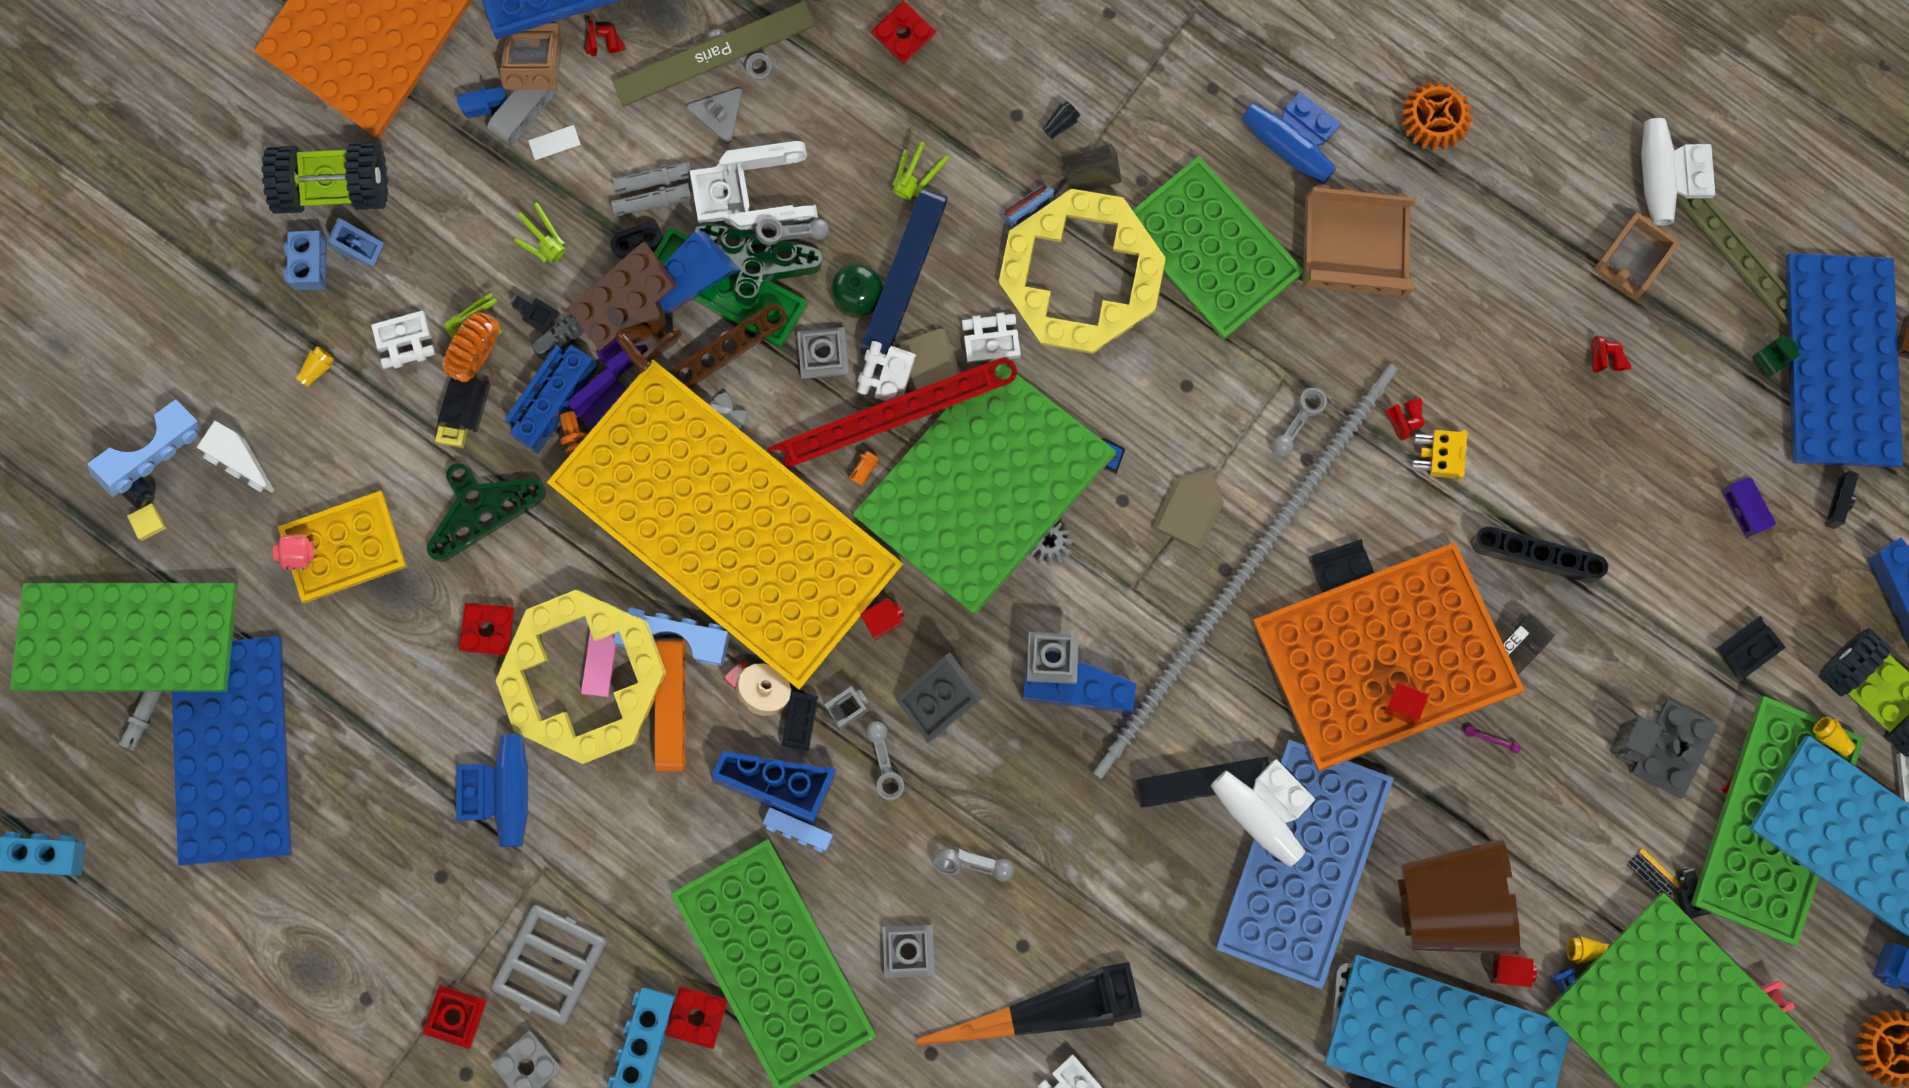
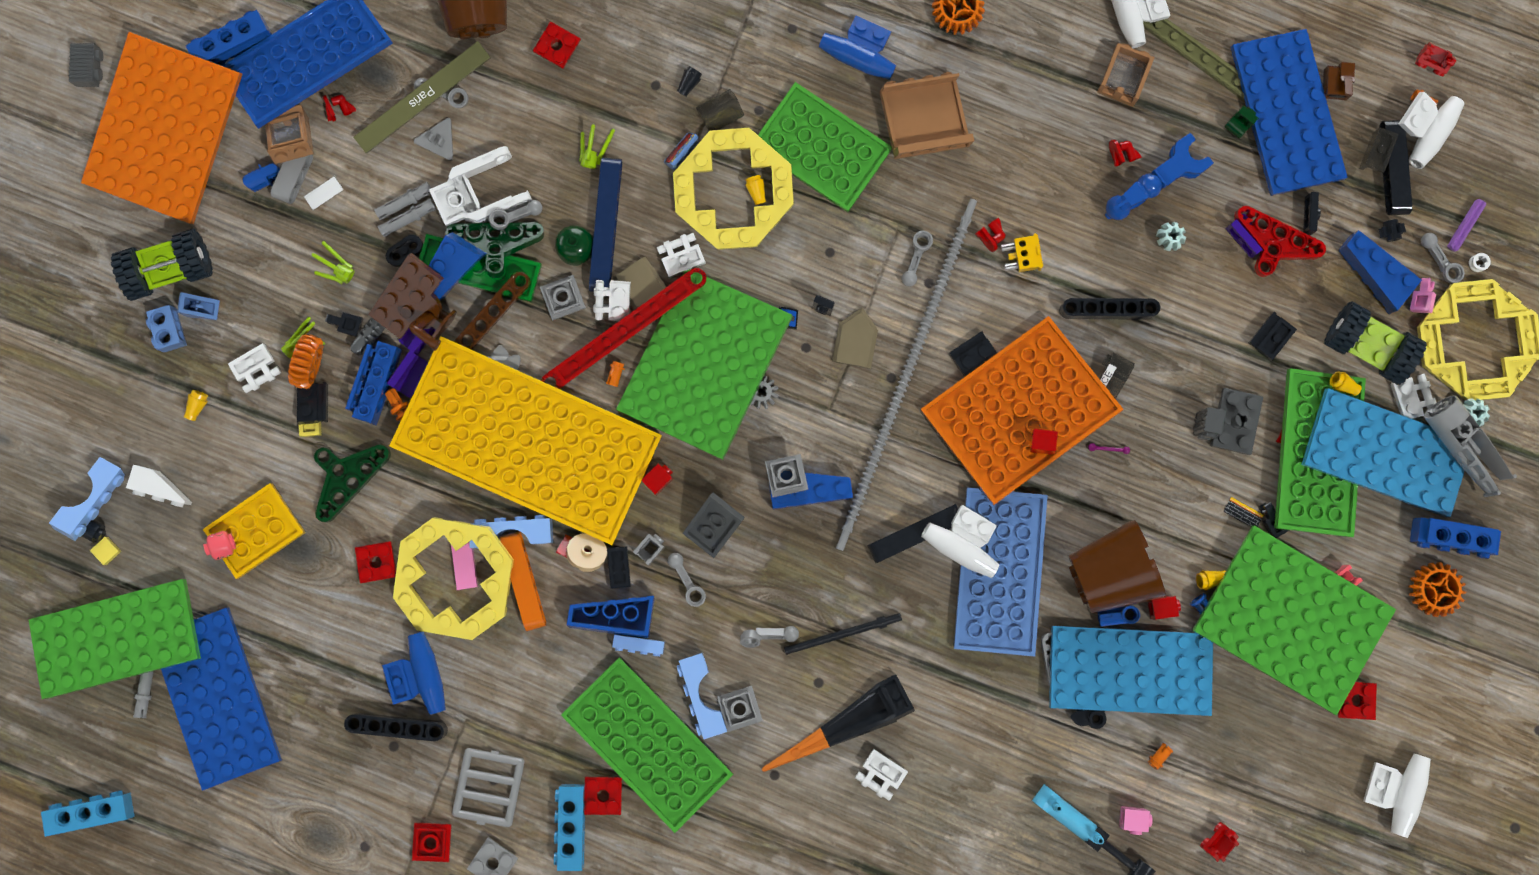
camera: 20 degrees left, 5 degrees up
(438, 849) = (386, 727): none -> black beam
(861, 883) = (709, 721): none -> light blue arch
(1111, 279) = (755, 187): none -> yellow cone
(1126, 888) = (880, 622): none -> black bar
(1159, 450) = (823, 305): none -> black plate
(1445, 964) = (1117, 616): none -> blue piece
(1635, 406) = (1149, 185): none -> blue piece
(1651, 476) = (1168, 241): none -> light aqua piece
(1796, 534) = (1285, 246): none -> red beam

